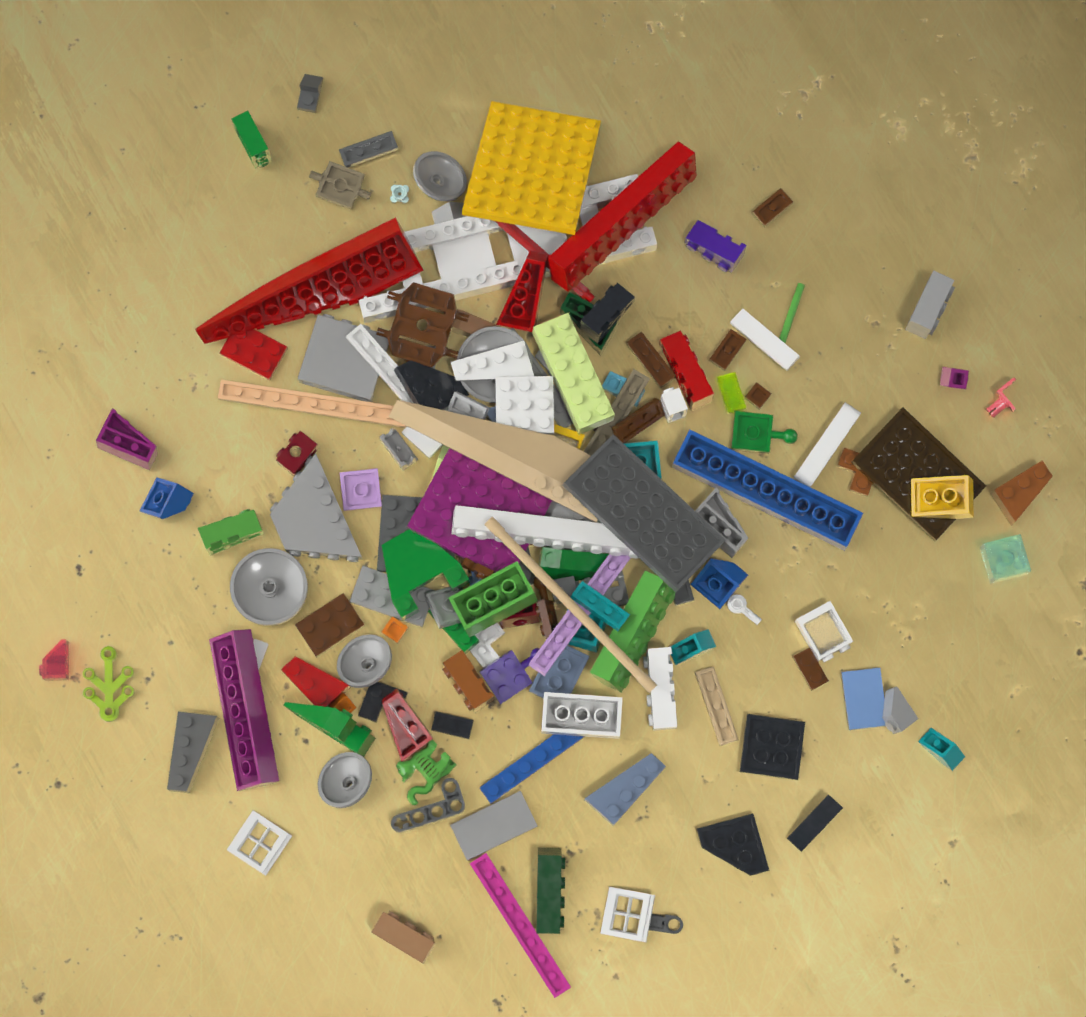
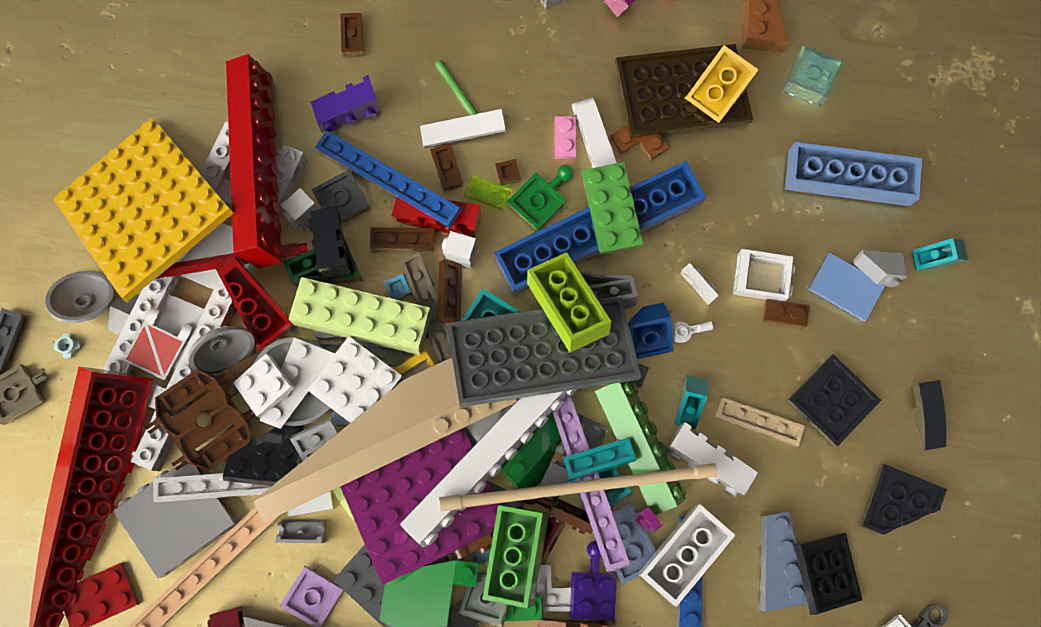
camera: 55 degrees left, 0 degrees up
(444, 254) = (155, 348): none -> coral flag
(476, 346) = (263, 385): none -> white plate
(478, 299) = (221, 349): none -> light grey dish
(584, 671) = (647, 520): none -> magenta plate
(614, 273) = (298, 209): none -> white piece
(644, 824) = (828, 573): none -> black plate
(648, 294) = (343, 193): none -> dark grey plate
(684, 316) = (389, 179): none -> blue plate
(691, 504) = (568, 302): none -> lime brick
(782, 599) = (694, 278): none -> white plate
(785, 486) = (612, 208): none -> bright green plate
(816, 416) = (565, 137): none -> bright pink plate
(951, 641) = (853, 174): none -> medium blue brick

